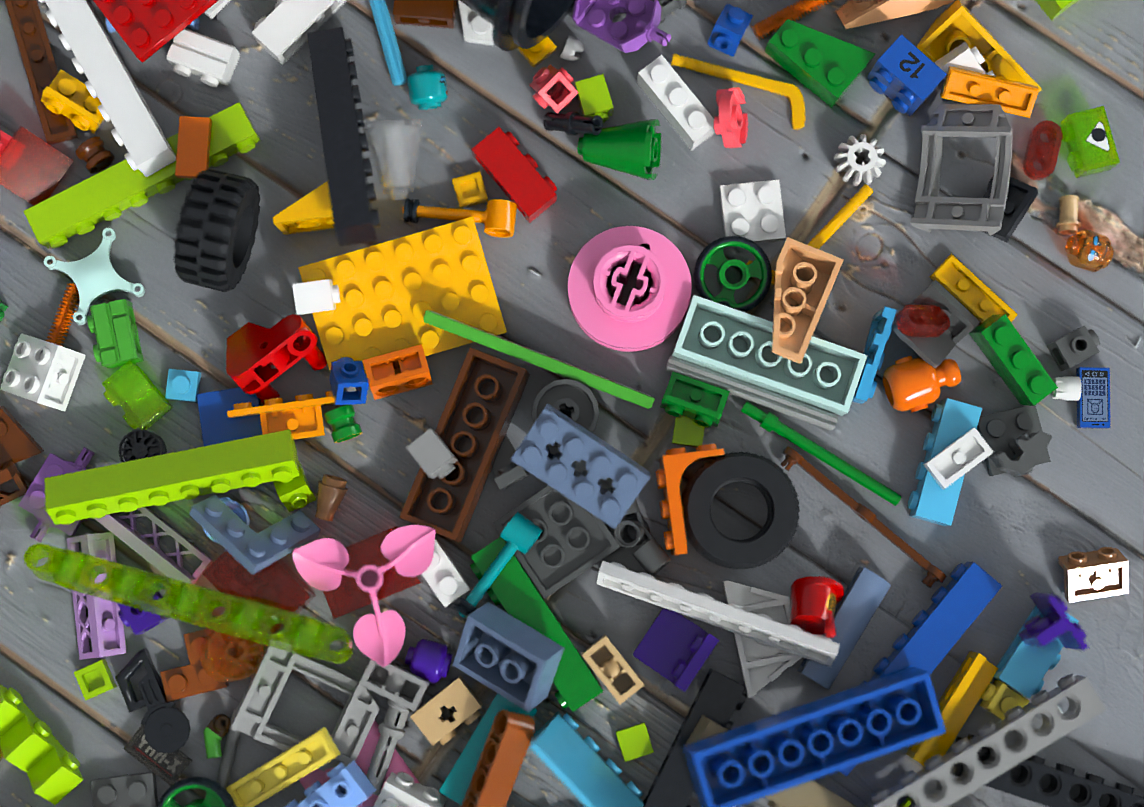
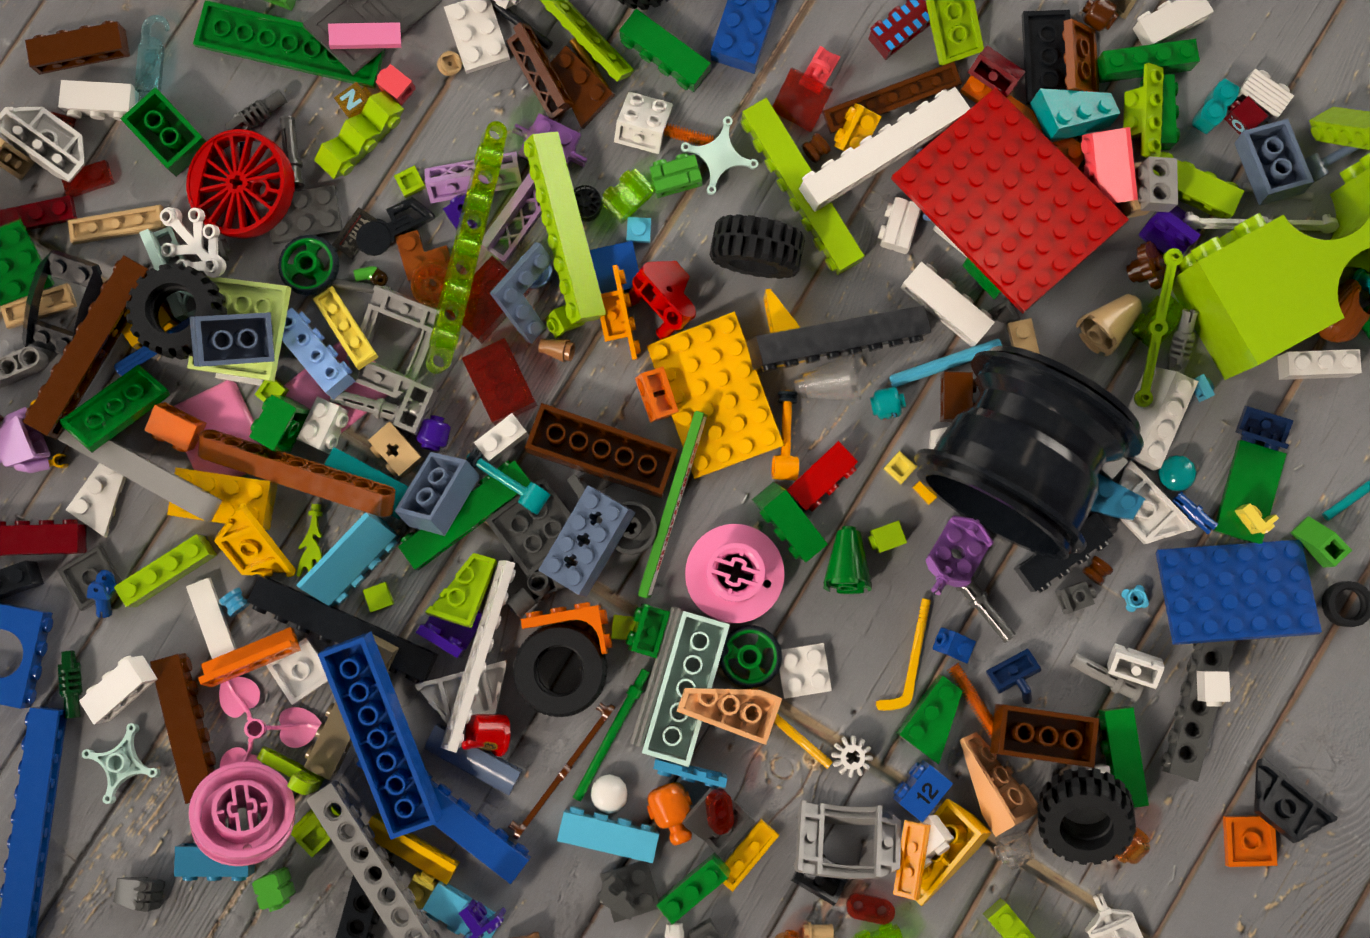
camera: 90 degrees right, 0 degrees up
(193, 146) = (824, 223): orange tile -> none
(316, 296) = (710, 326): white brick -> none
(343, 423) = (614, 355): green wheel -> none
(348, 374) = (650, 356): blue brick -> none
(408, 550) = (516, 410): bright pink plant -> none
(432, 454) = (589, 425): light grey brick -> none
(470, 190) = (808, 442): yellow tile -> none
(508, 79) = (900, 467): none -> light yellow tile
(560, 94) = (893, 503): coral brick -> none
(568, 216) = (789, 522): none -> green wedge
(570, 47) = (928, 517): light grey hinge -> none
(573, 123) = (865, 521): black pin -> none
(612, 669) = (432, 576): tan brick -> none
(638, 629) = (464, 595): none -> lime wing
(676, 102) = (889, 604): white brick -> none
(731, 121) = (876, 649): coral plate -> none
(893, 459) = (609, 794): none -> white hair
(958, 458) = (609, 844): white plate -> none

